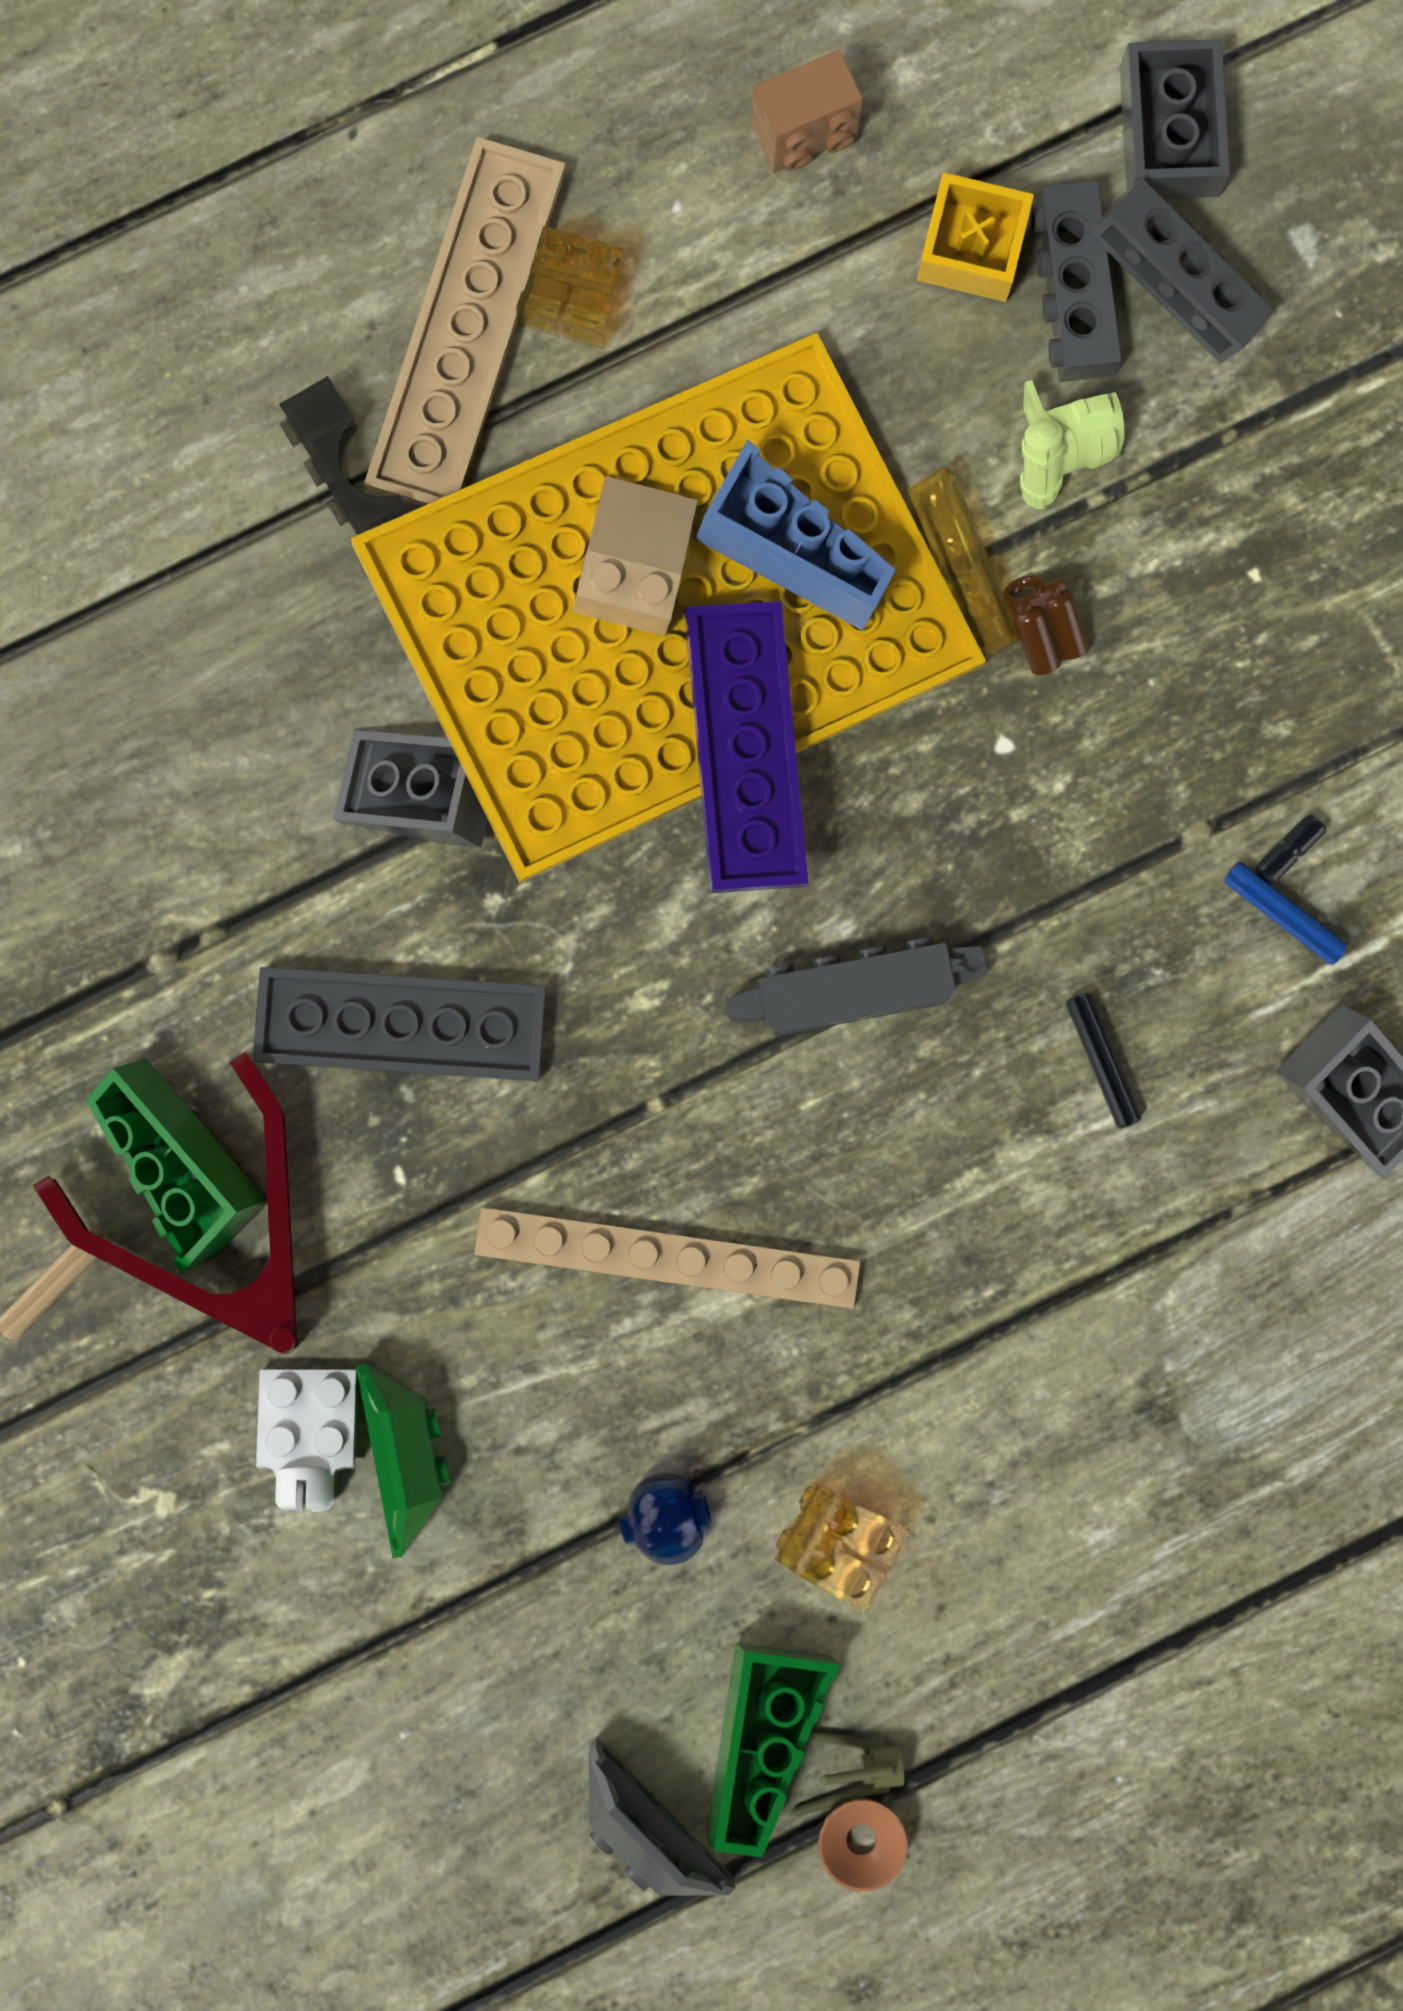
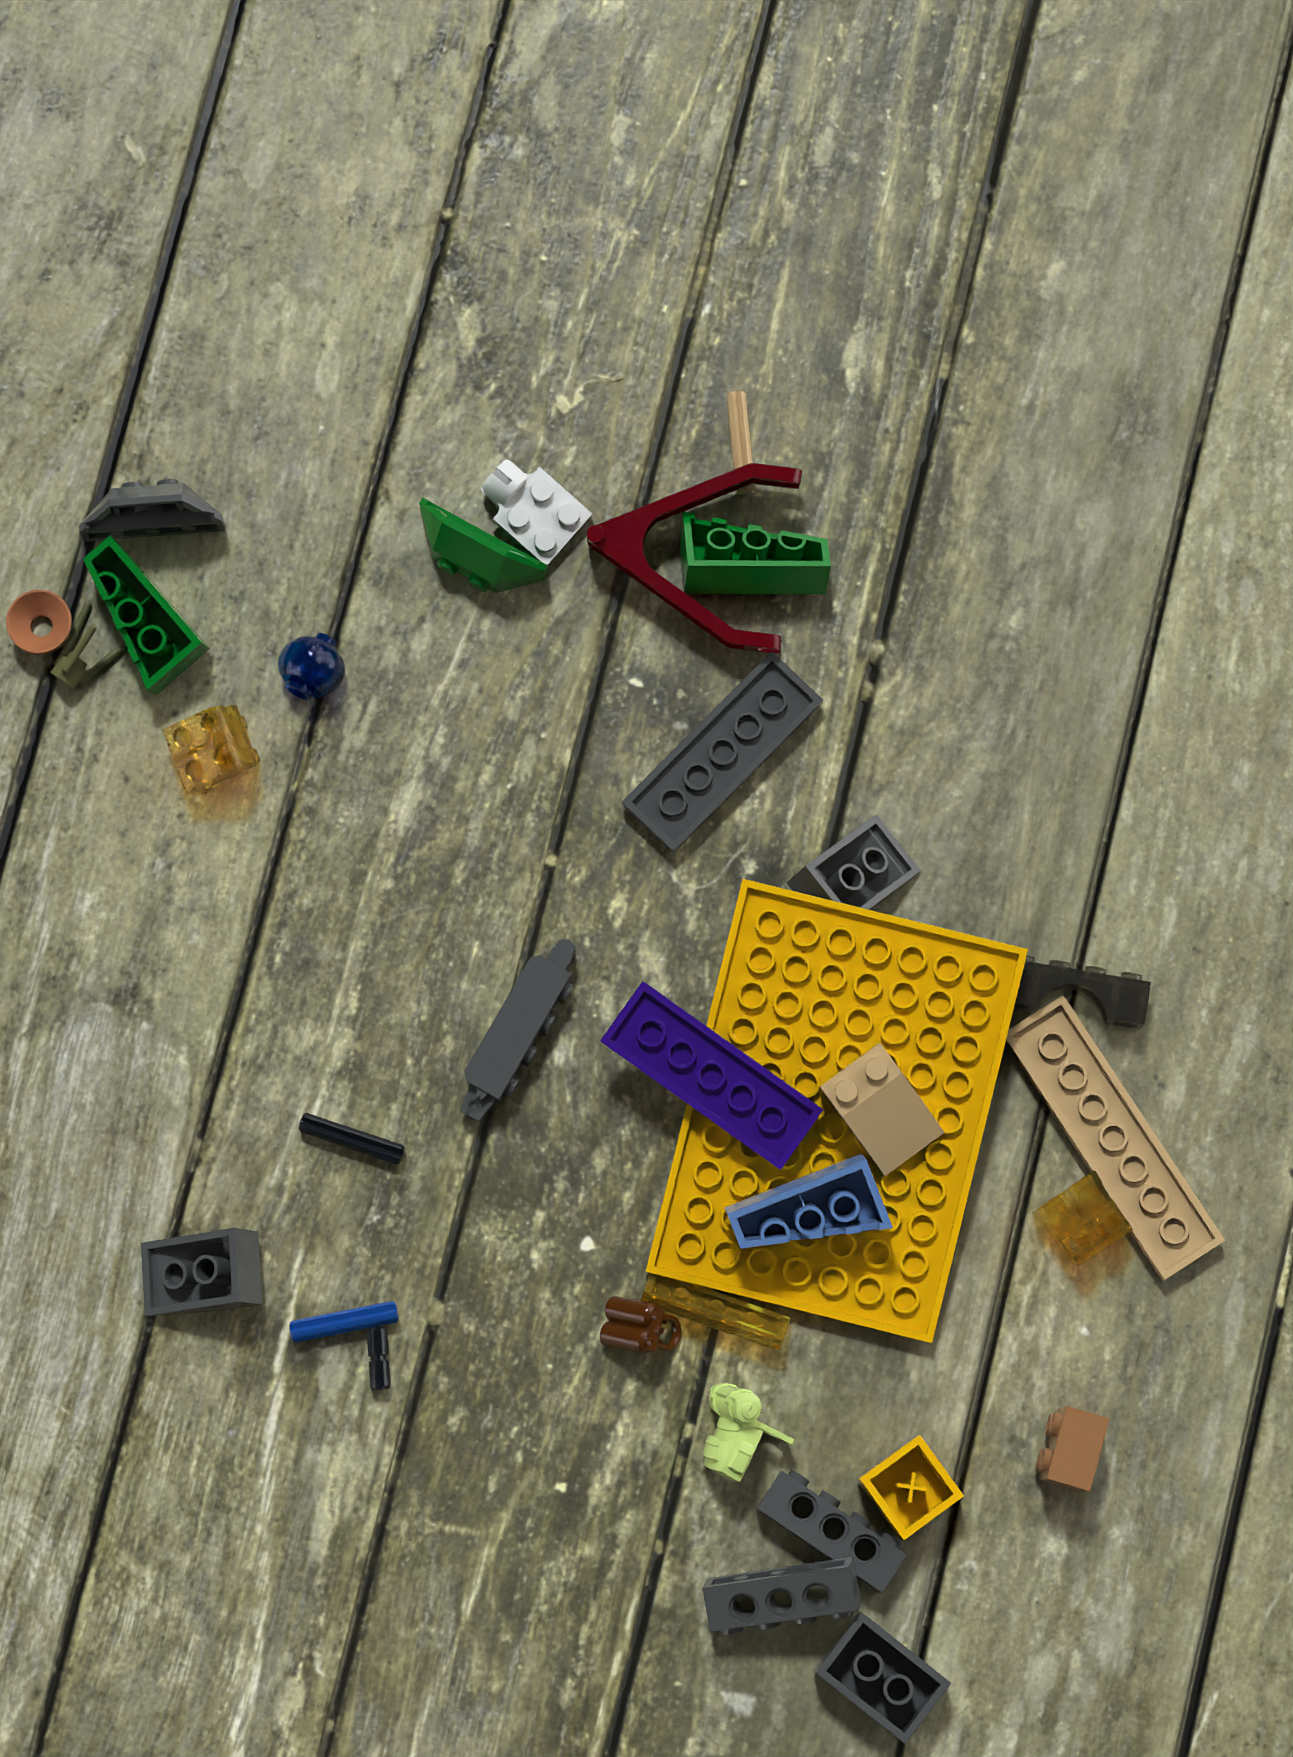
camera: 130 degrees right, 5 degrees down
(667, 1258) = (457, 792): tan plate -> none

